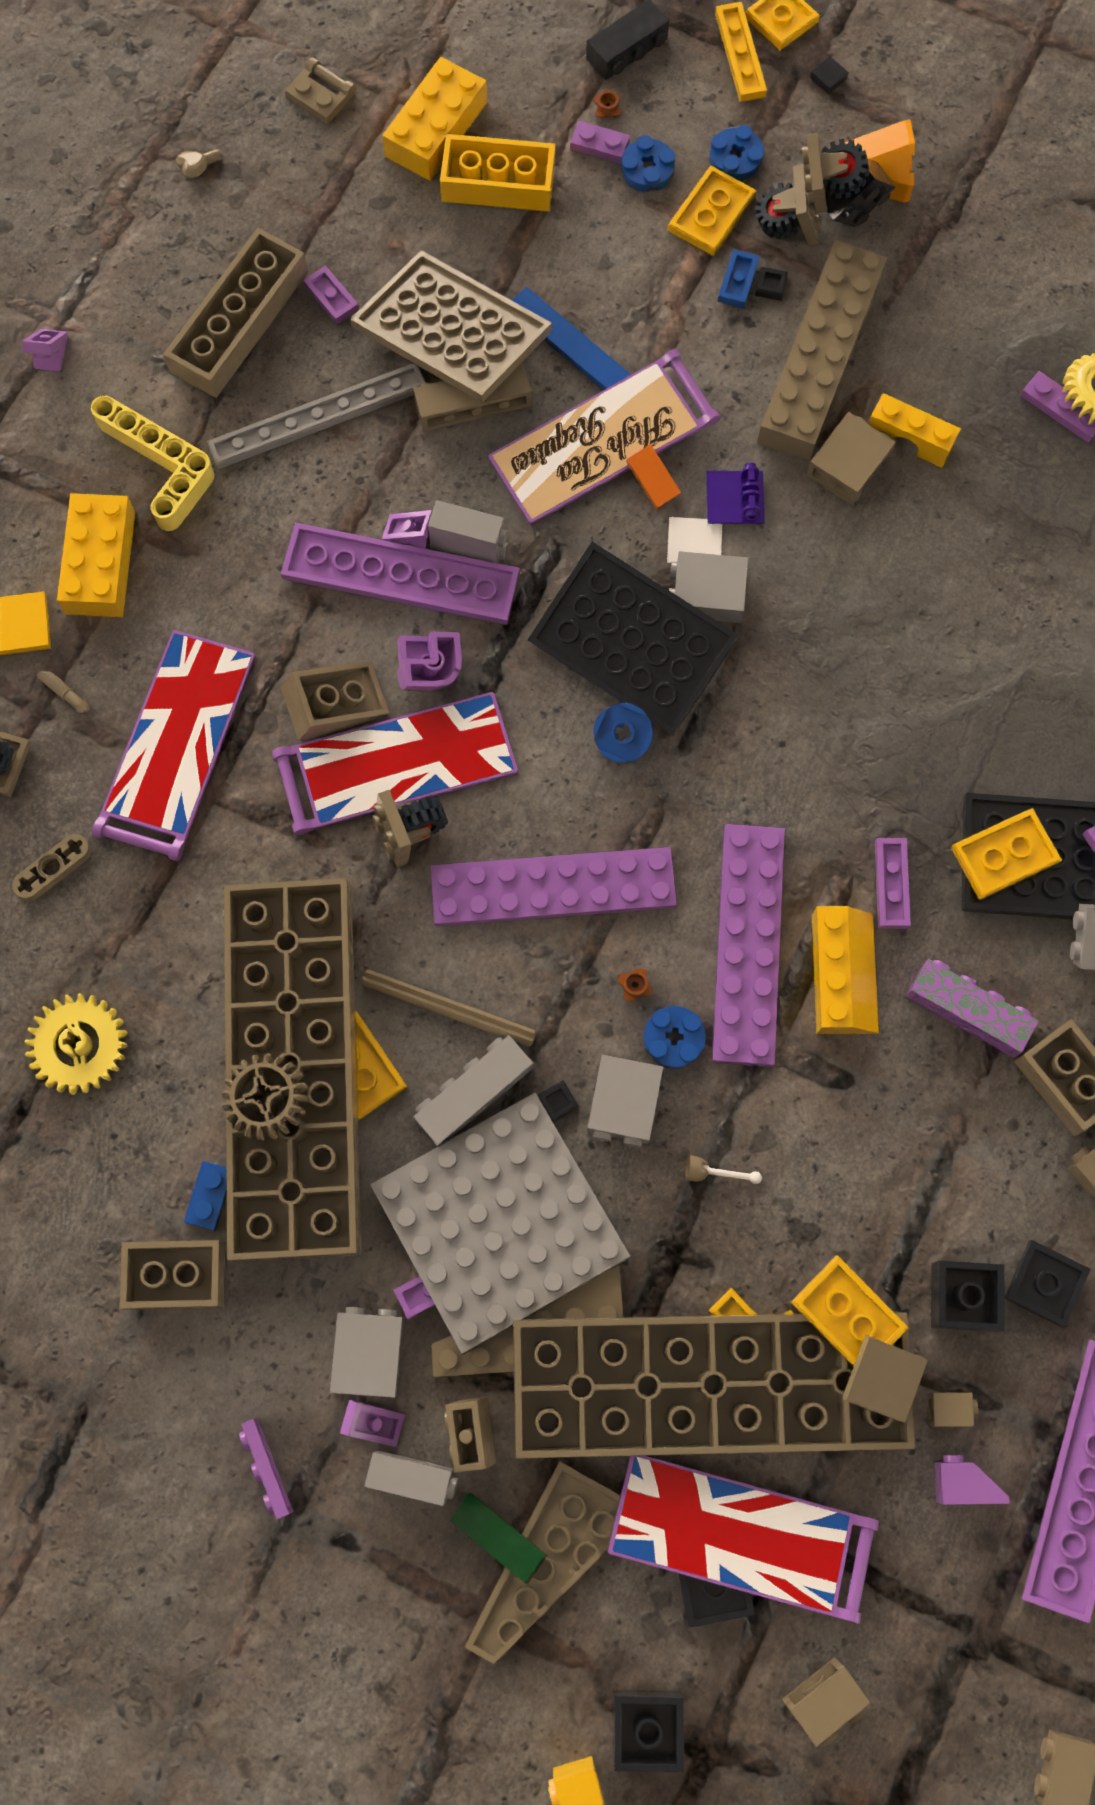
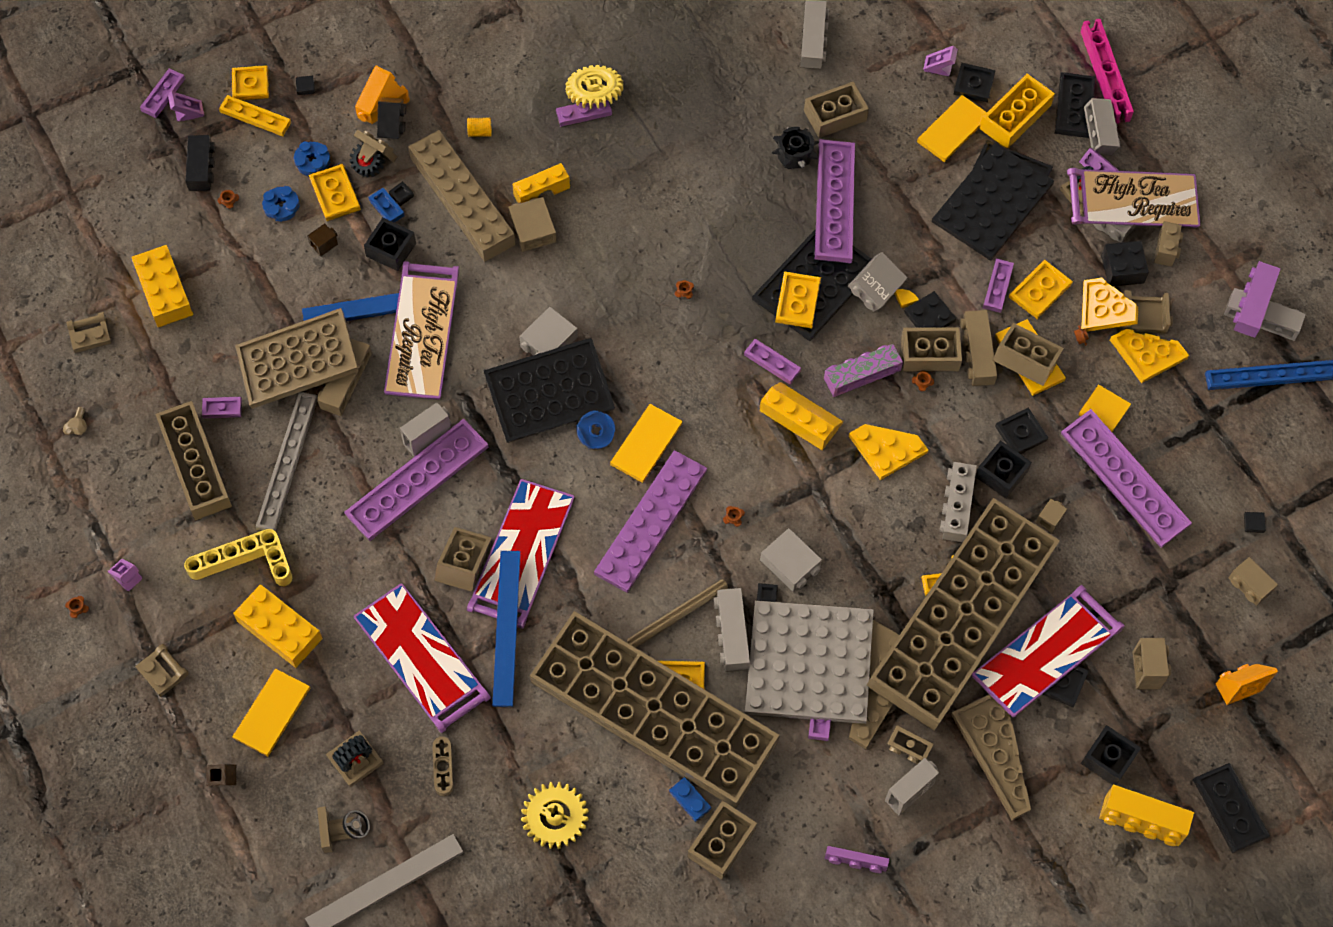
camera: 55 degrees left, 10 degrees down
(64, 691) = (341, 696): dark tan piece -> none
(252, 1100) = (670, 708): dark tan gear -> none
(276, 815) = (506, 629): none -> blue tile
(367, 1353) = (832, 770): light grey brick -> none
(372, 1423) = (869, 791): medium lavender slope -> none
(406, 824) = (564, 567): dark tan plate -> none
(408, 528) = (396, 456): medium lavender slope -> none
(428, 661) = (480, 496): medium lavender brick -> none
(497, 172) = (224, 276): yellow brick -> none
(498, 1538) = (970, 766): dark green tile -> none
(599, 142) = (246, 217): medium lavender plate -> none
(635, 242) = (323, 239): none -> dark brown brick
(653, 476) = (465, 321): orange tile -> none
(656, 806) = (646, 443): none -> yellow tile
(660, 1047) = (775, 526): blue plate -> none
(687, 317) = (390, 244): none -> black brick
(693, 536) = (512, 327): white sticker -> none
(698, 1169) = (851, 550): hinge -> none
(735, 496) = (507, 291): dark purple hinge -> none
(748, 946) = (753, 449): medium lavender plate -> none
(833, 171) = (379, 116): plate -> none
(847, 1310) = (976, 523): yellow tile -> none
(883, 1118) = (886, 448): none -> yellow plate
(885, 1379) = (1018, 527): dark tan tile -> none
(891, 1256) = (959, 502): none -> light grey brick
(910, 694) = (684, 285): none -> dark orange plate
(935, 302) = (479, 127): none -> yellow piece
(965, 1483) = (1090, 533): medium lavender slope -> none
(1028, 1094) = (923, 375): none -> dark orange plate

